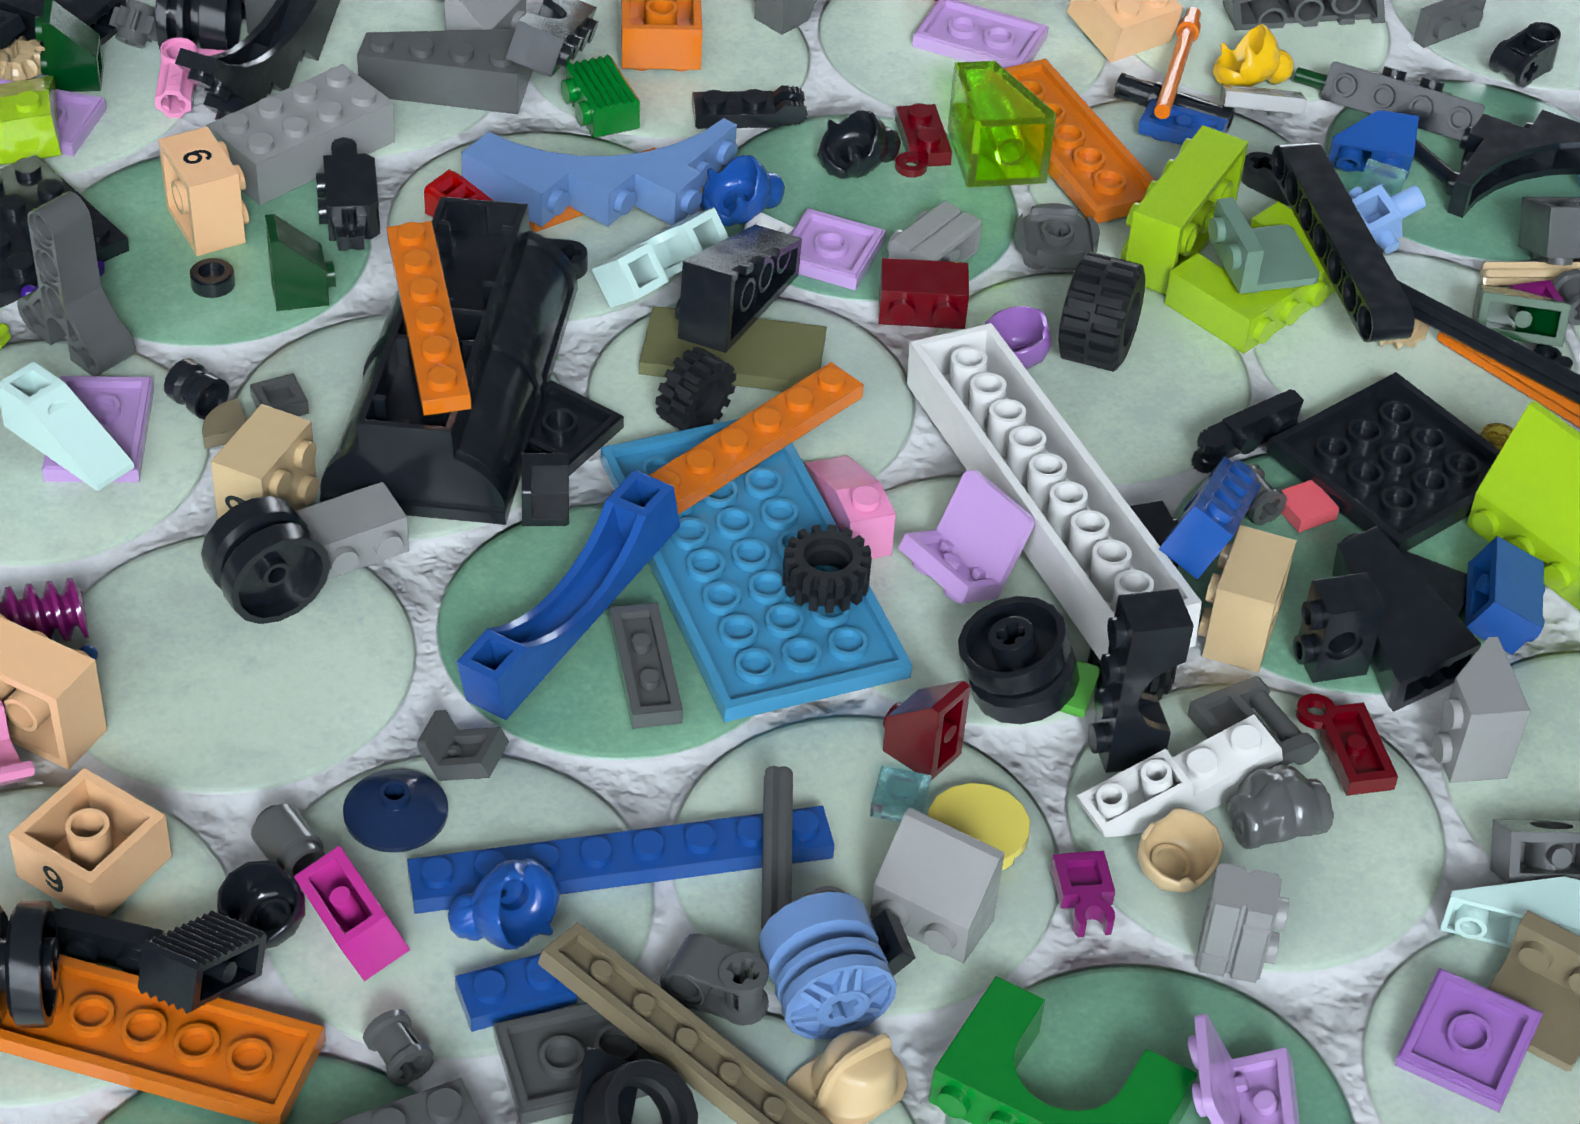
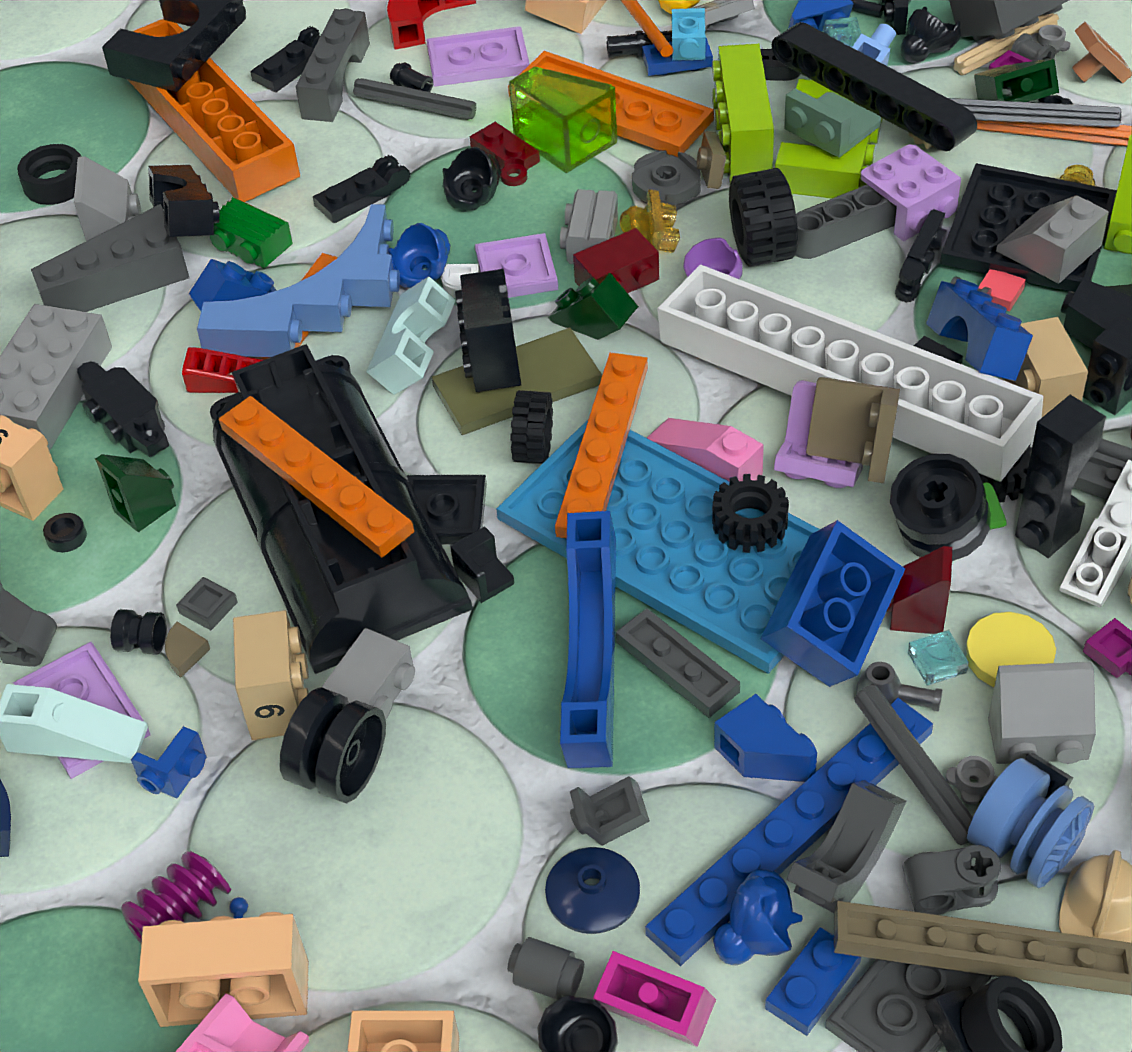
camera: 25 degrees left, 5 degrees up
(129, 511) = (174, 768): none -> blue bracket
(537, 128) = (229, 283): none -> blue slope
(644, 904) = (850, 848): none -> dark grey arch
(654, 769) = (763, 744): none -> blue slope
(820, 785) = (888, 682): none -> flat silver bar
(822, 682) = (833, 604): none -> blue brick
(864, 318) = (594, 308): none -> dark green slope
(877, 48) = (415, 98): none -> dark grey axle
(885, 21) = (404, 76): none -> black pin
(989, 267) = (653, 222): none -> clear yellow hips
(996, 538) = (853, 424): none -> dark tan bracket
(1111, 234) = (711, 160): none -> dark tan plate
(1201, 103) = (688, 34): none -> medium azure brick
(1236, 362) = (842, 221): none -> dark grey beam
(1299, 356) = (915, 186): none -> lavender bracket
(1400, 483) = (1057, 237): none -> light grey slope
(1472, 226) = (927, 35): none -> black piece

